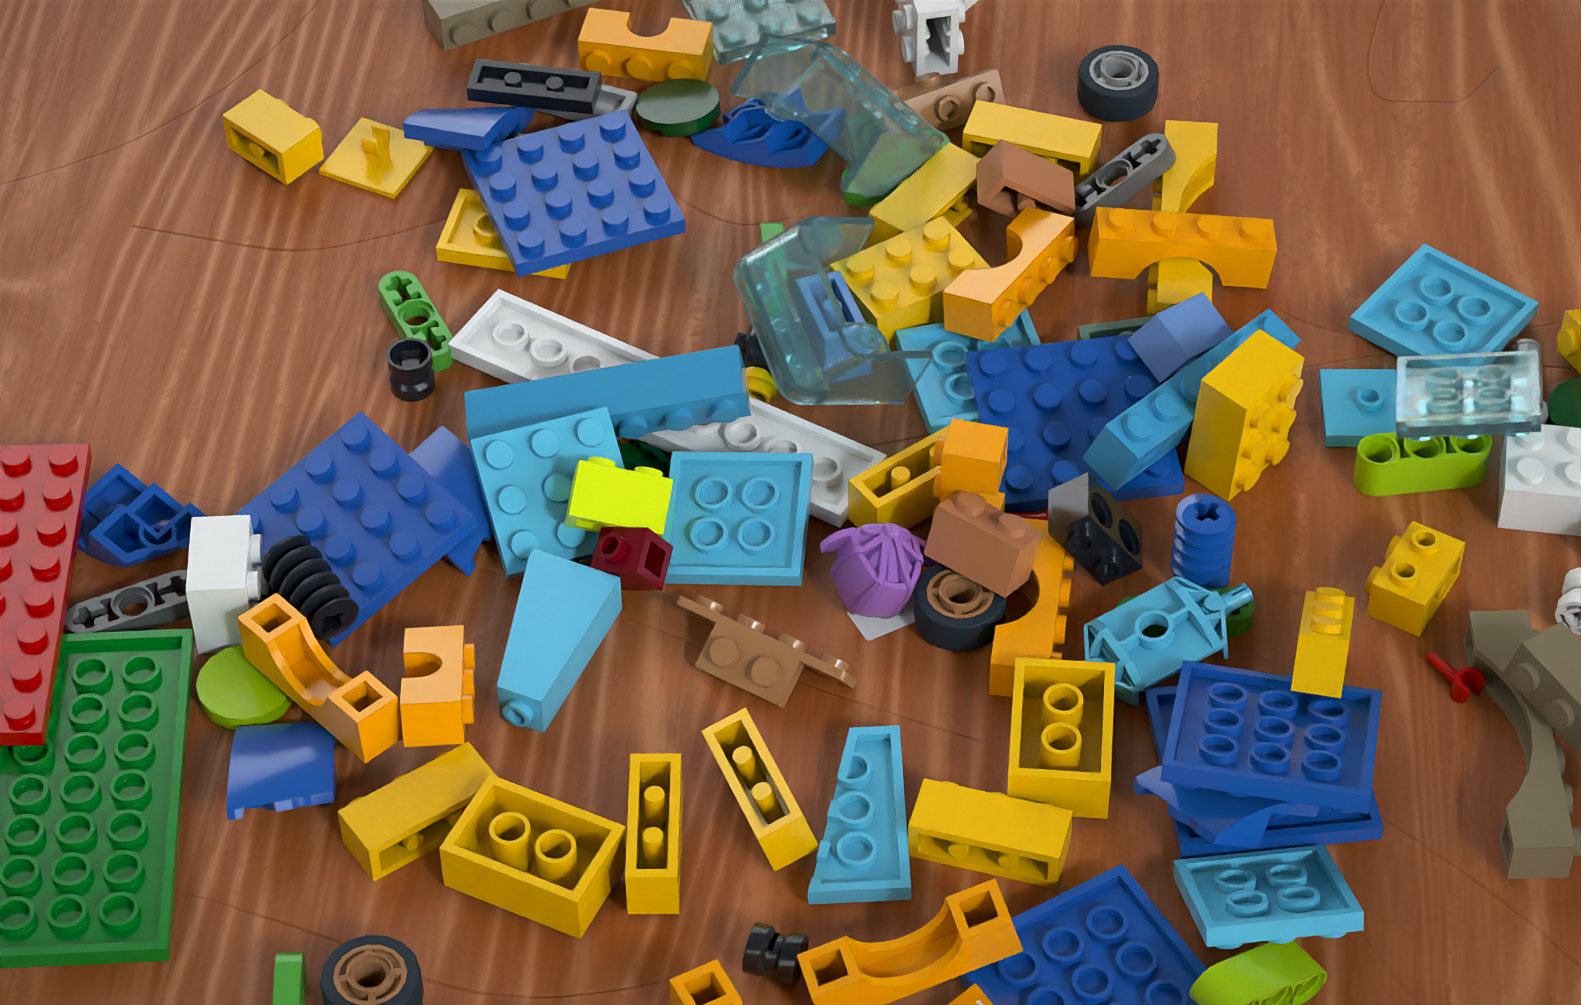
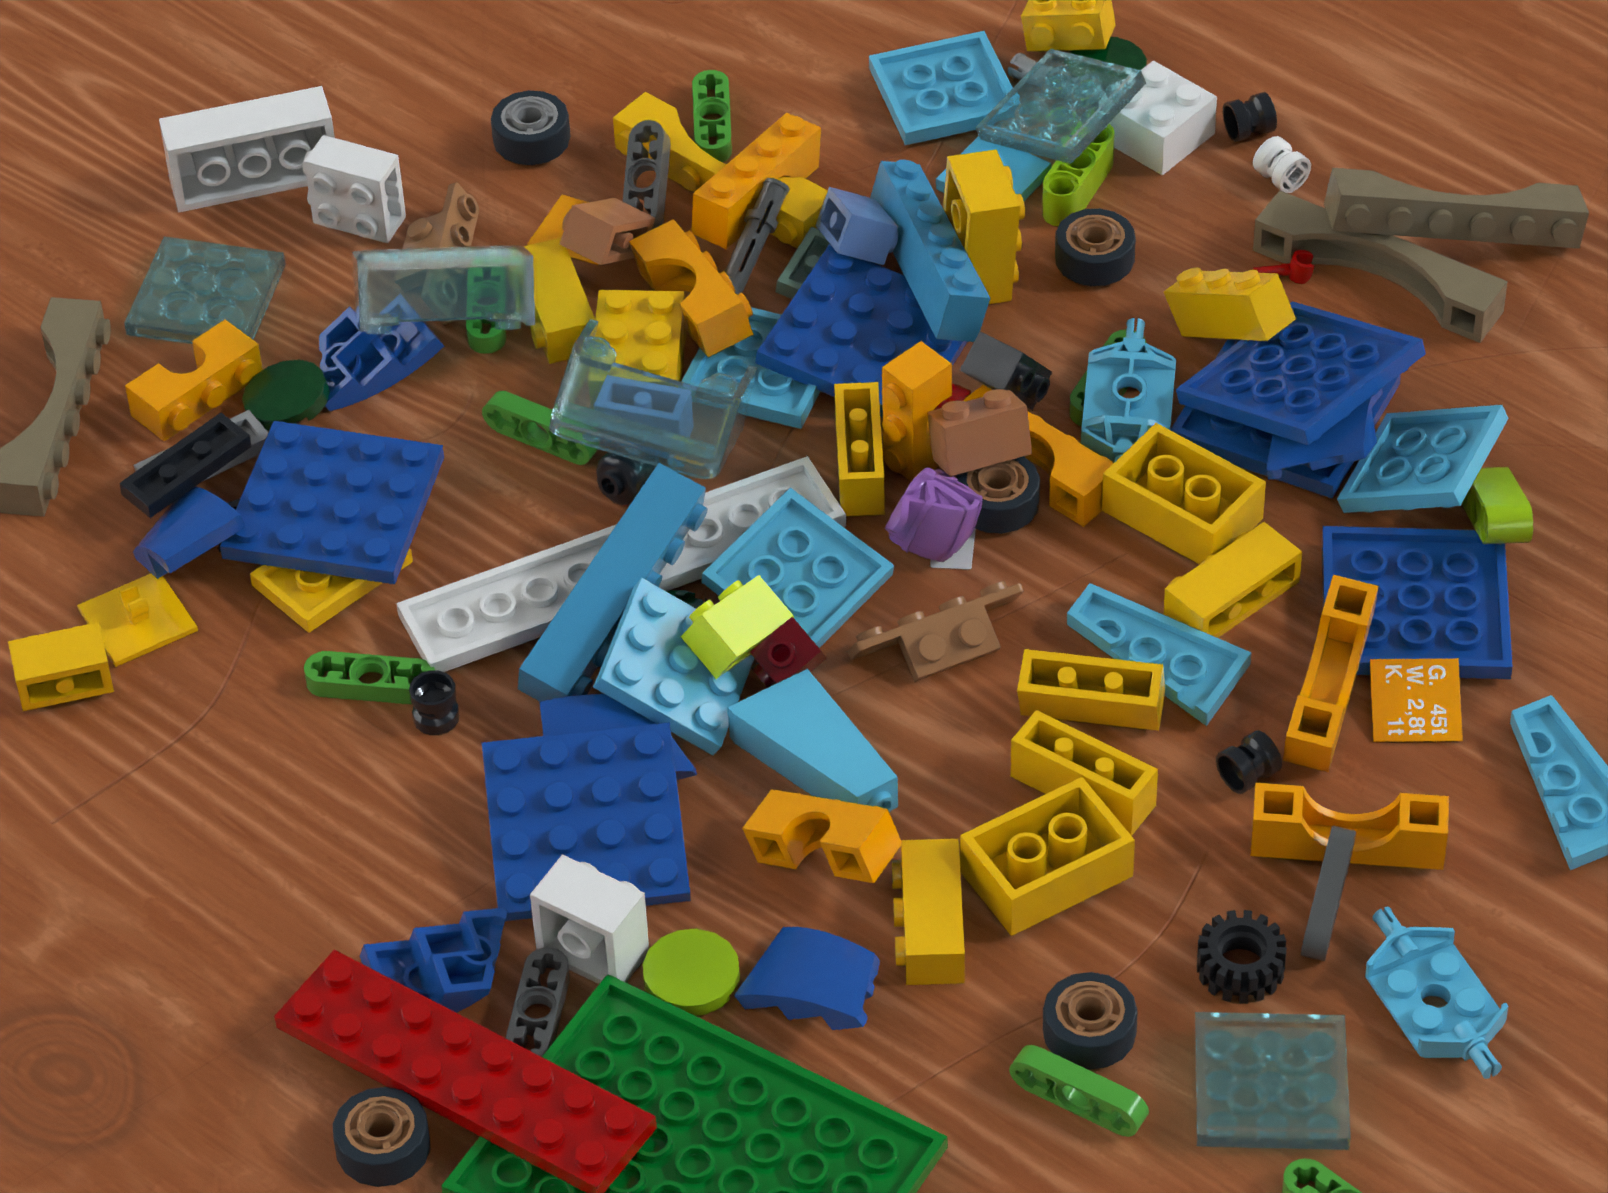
camera: 55 degrees left, 0 degrees up
(310, 586) = (659, 864): black piece -> none
(355, 710) = (815, 894): light orange arch -> none
(1055, 138) = (539, 208): yellow brick -> none
(1109, 282) = (772, 198): none -> dark grey pin
(1203, 541) = (1069, 322): blue piece -> none
(1231, 197) = (712, 105): none -> bright green beam
(1335, 519) = (1095, 247): none -> black wheel
(1414, 578) = (1185, 233): yellow brick -> none

